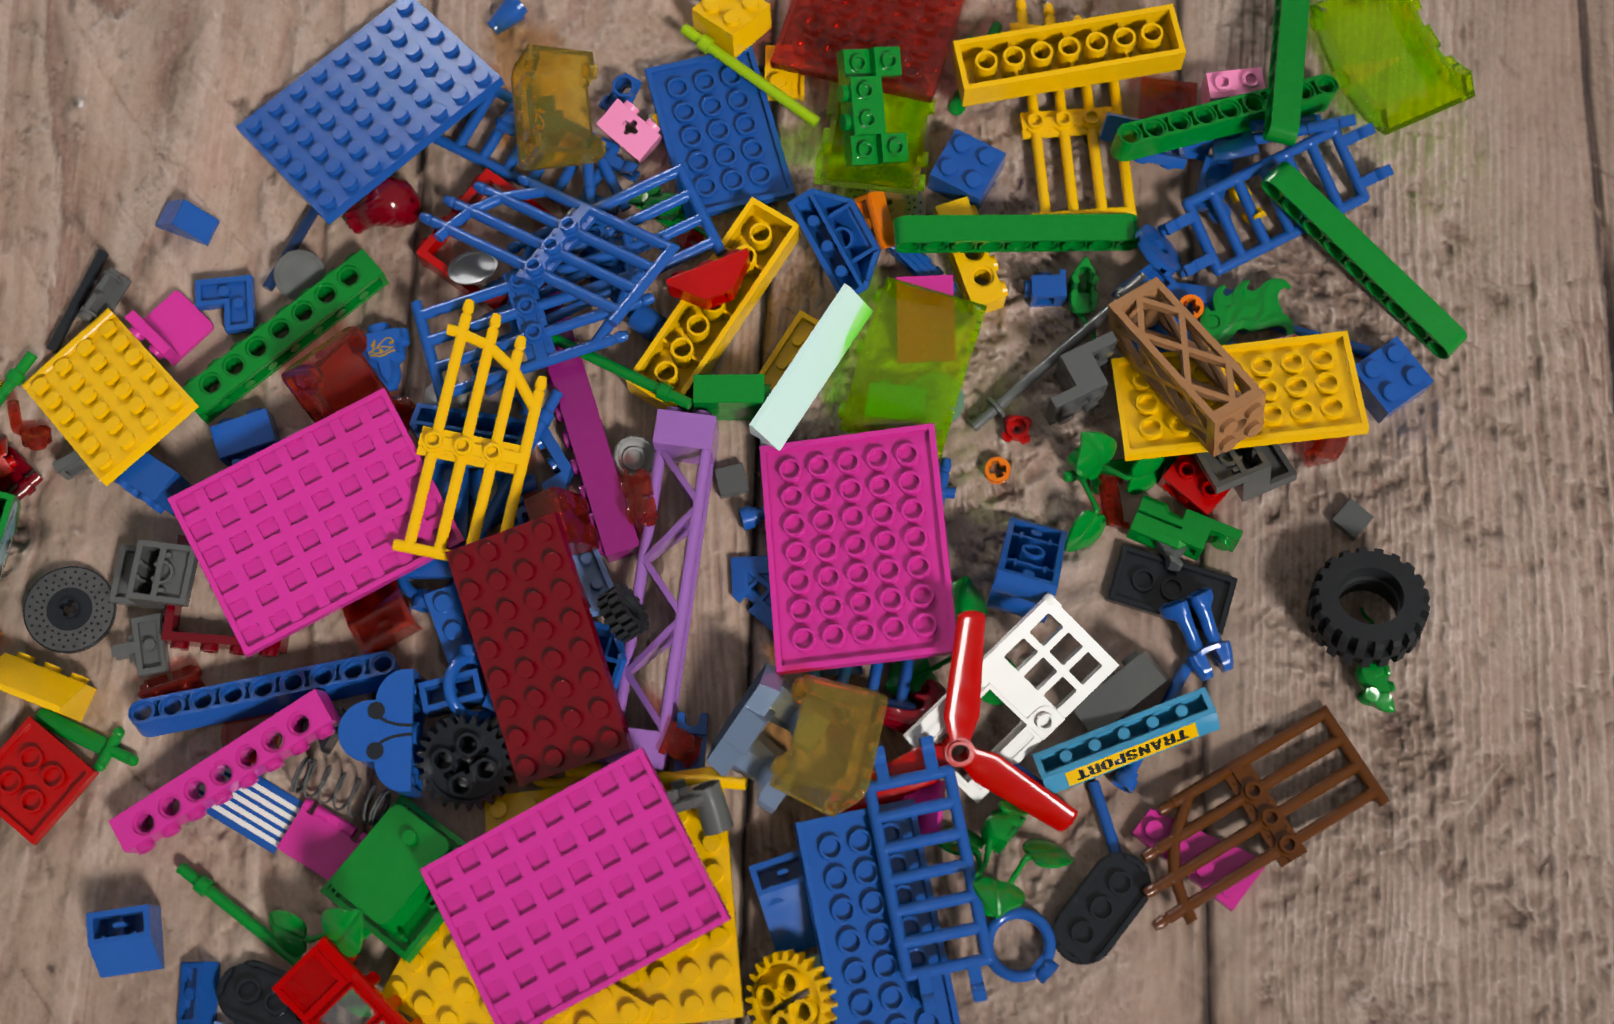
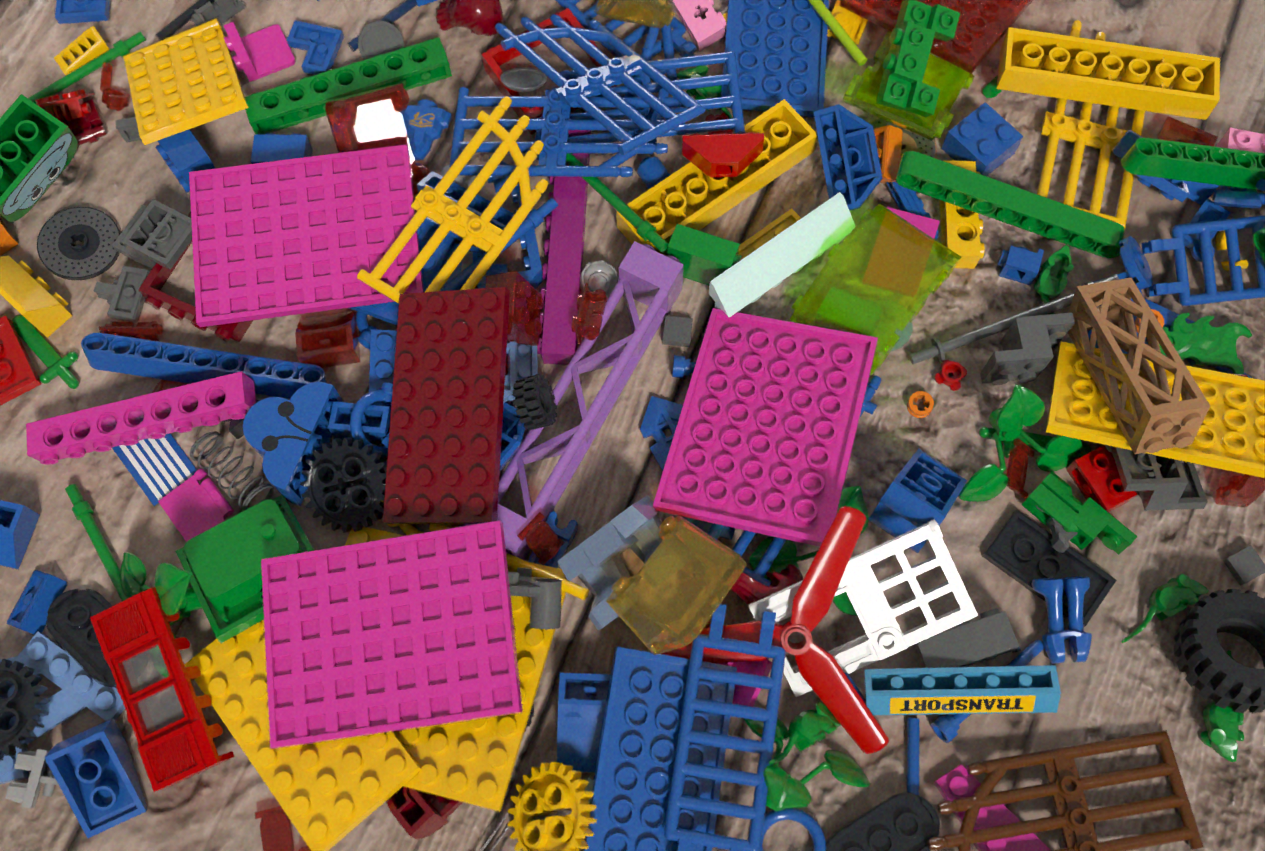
camera: 20 degrees right, 5 degrees down
(1292, 580) = (1171, 599): none -> green animal

